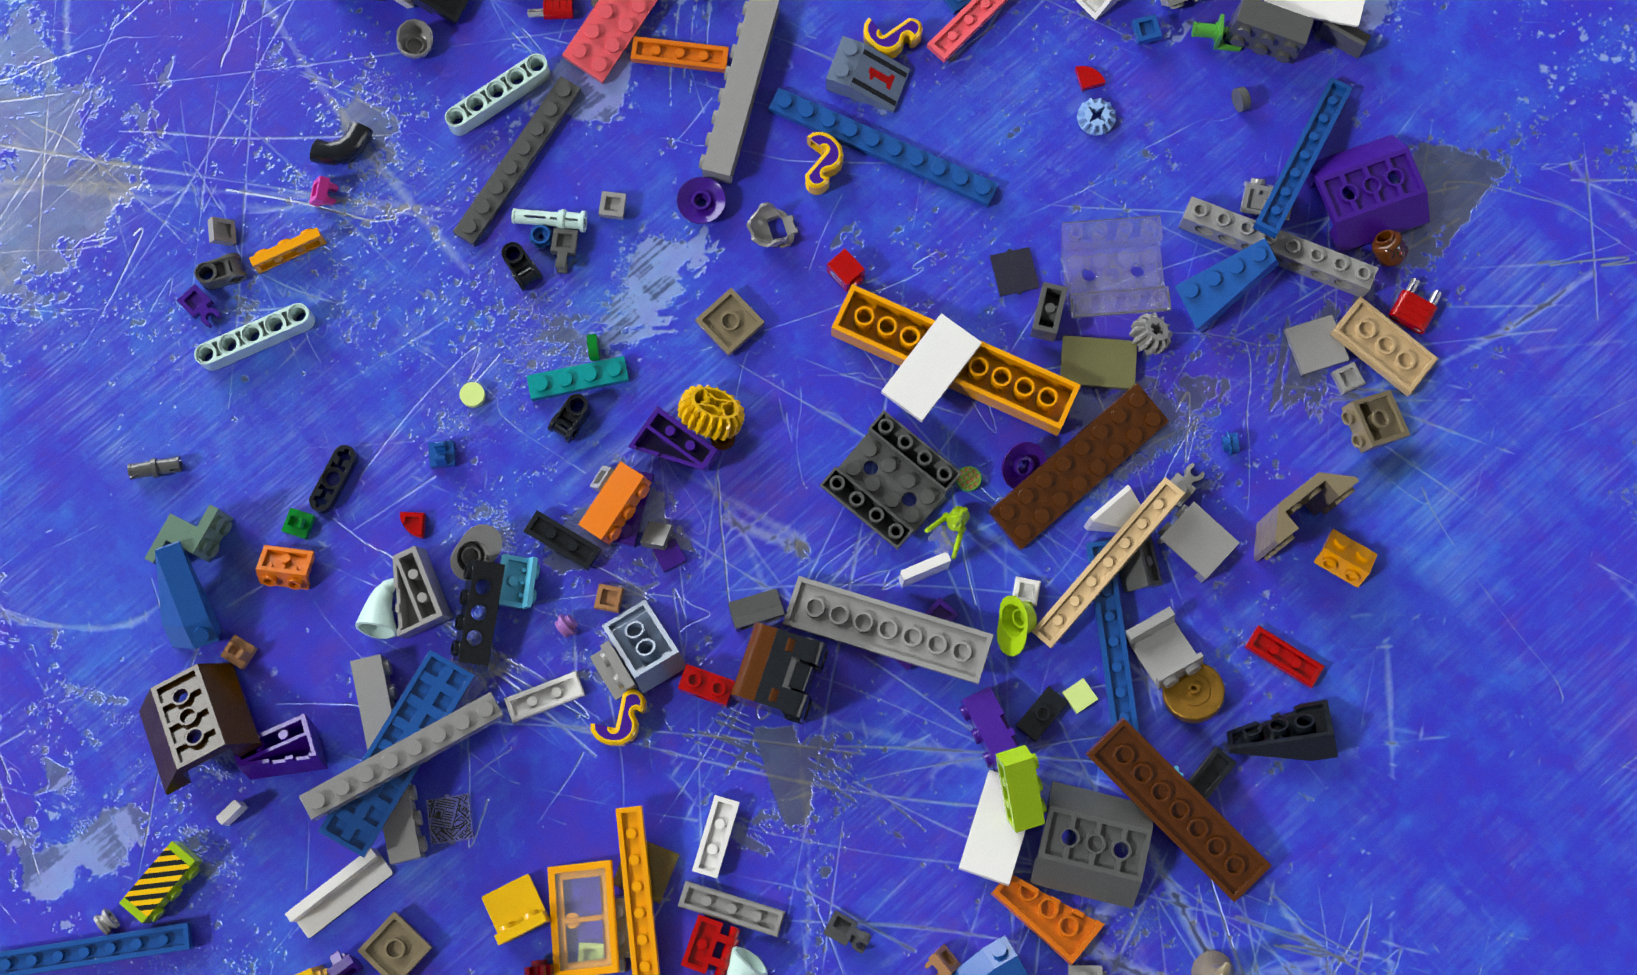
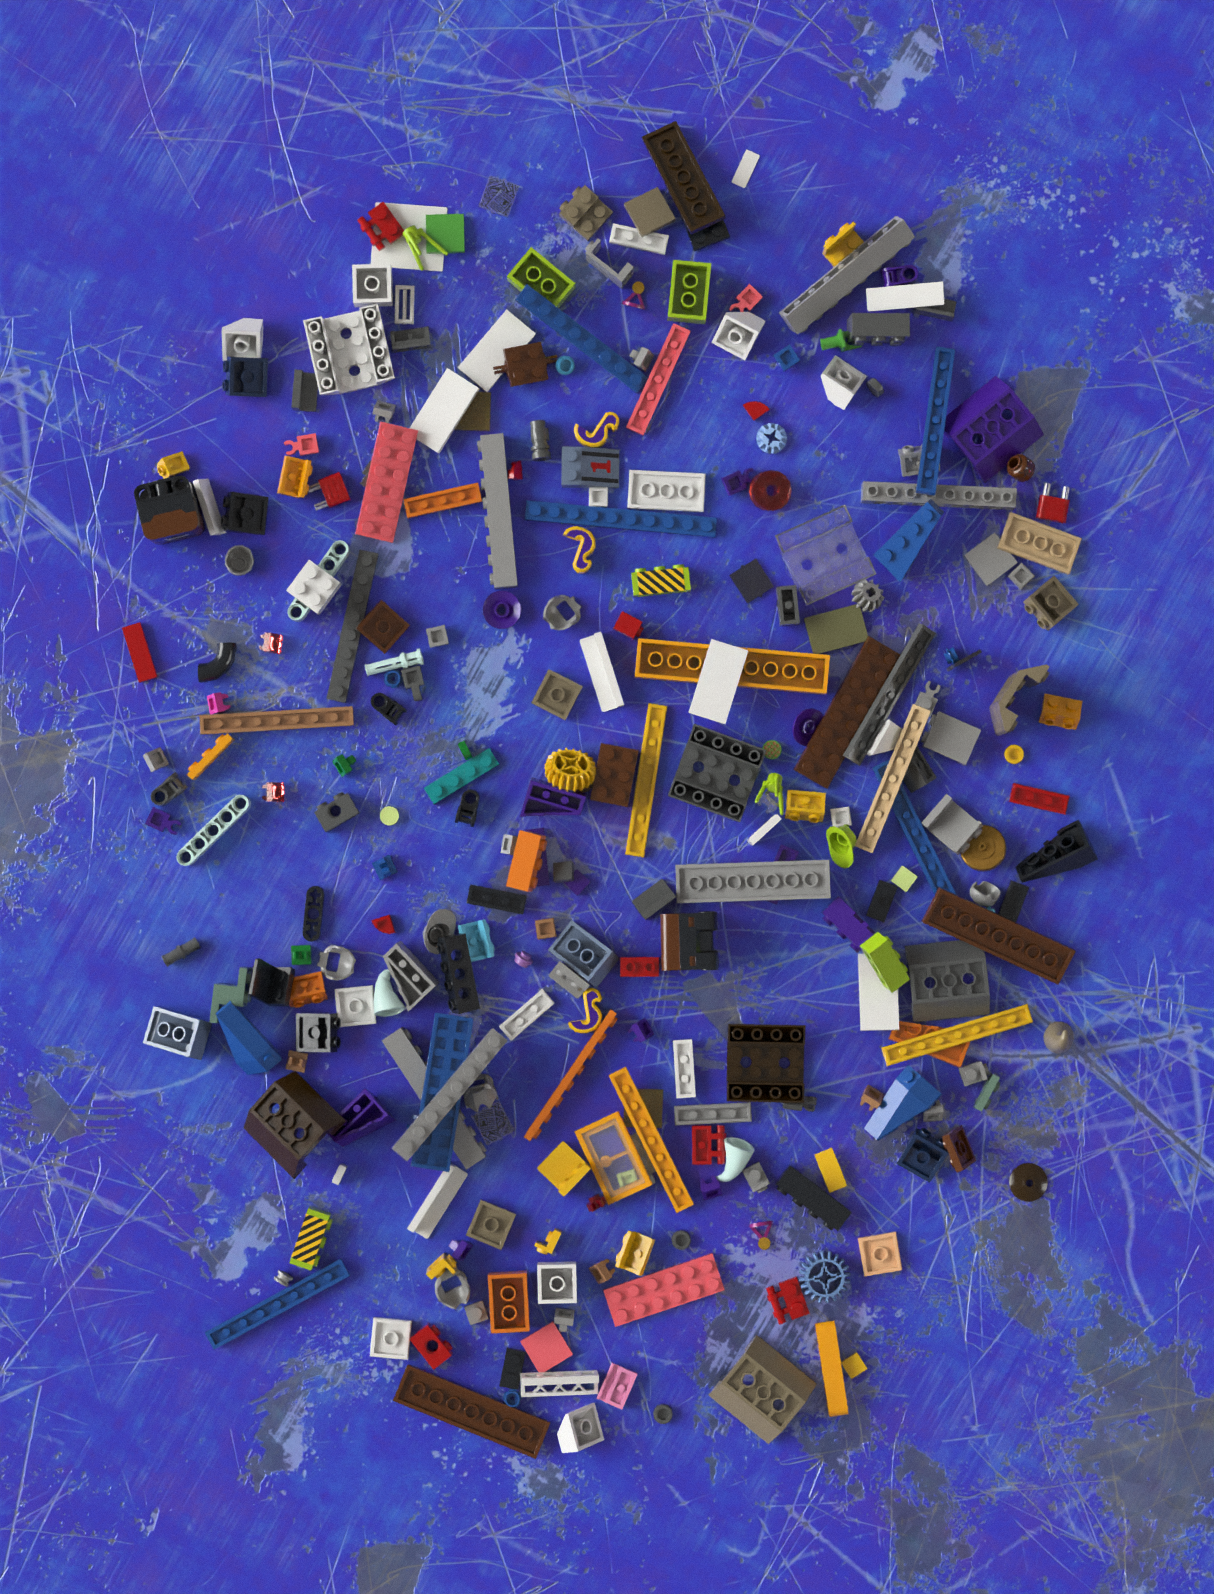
camera: 20 degrees left, 10 degrees up
(108, 564) = (177, 1033): none -> sand blue slope
(242, 541) = (271, 983): none -> black bracket
(257, 105) = (139, 652): none -> red tile
(277, 624) = (317, 1032): none -> plate
(337, 609) = (355, 1005): none -> white tile
(346, 317) = (274, 792): none -> tile
(347, 552) = (345, 965): none -> light grey helmet
(384, 236) = (276, 720): none -> medium nougat plate
(414, 145) = (271, 643): none -> clear red tile
(423, 372) = (348, 811): none -> dark grey brick
(442, 315) = (343, 765): none -> green tile
(447, 774) = (481, 1094): none -> light grey helmet
(486, 92) = (314, 587): none -> white brick
(552, 170) = (382, 626): none -> reddish brown plate
(561, 799) = (576, 1068): none -> orange plate
(680, 768) = (642, 1030): none -> dark purple tile
(763, 440) = (614, 775): none -> reddish brown brick
(778, 51) = (515, 472): none -> red tile
(794, 315) = (601, 672): none -> white panel
(800, 462) = (646, 780): none -> yellow tile
(820, 23) = (539, 439): none -> dark grey axle
(829, 847) = (764, 1077): none -> dark brown slope
(866, 112) = (598, 496): none -> white tile
(904, 232) = (660, 581): none -> brick
(949, 134) = (666, 491): none -> white tile
(986, 561) = (805, 806): none -> yellow bracket
(1036, 150) = (736, 481): none -> dark purple plate
(1081, 920) = (957, 1035): none -> yellow tile
(1088, 170) = (781, 487): none -> clear red wheel
(1138, 461) = (889, 694): none -> dark grey plate
(1177, 750) = (984, 894): none -> light grey hair
(1202, 80) = (841, 382): none -> white slope
(1245, 450) = (963, 660): none -> clear smoke piece
(1270, 590) = (1013, 754): none -> yellow tile

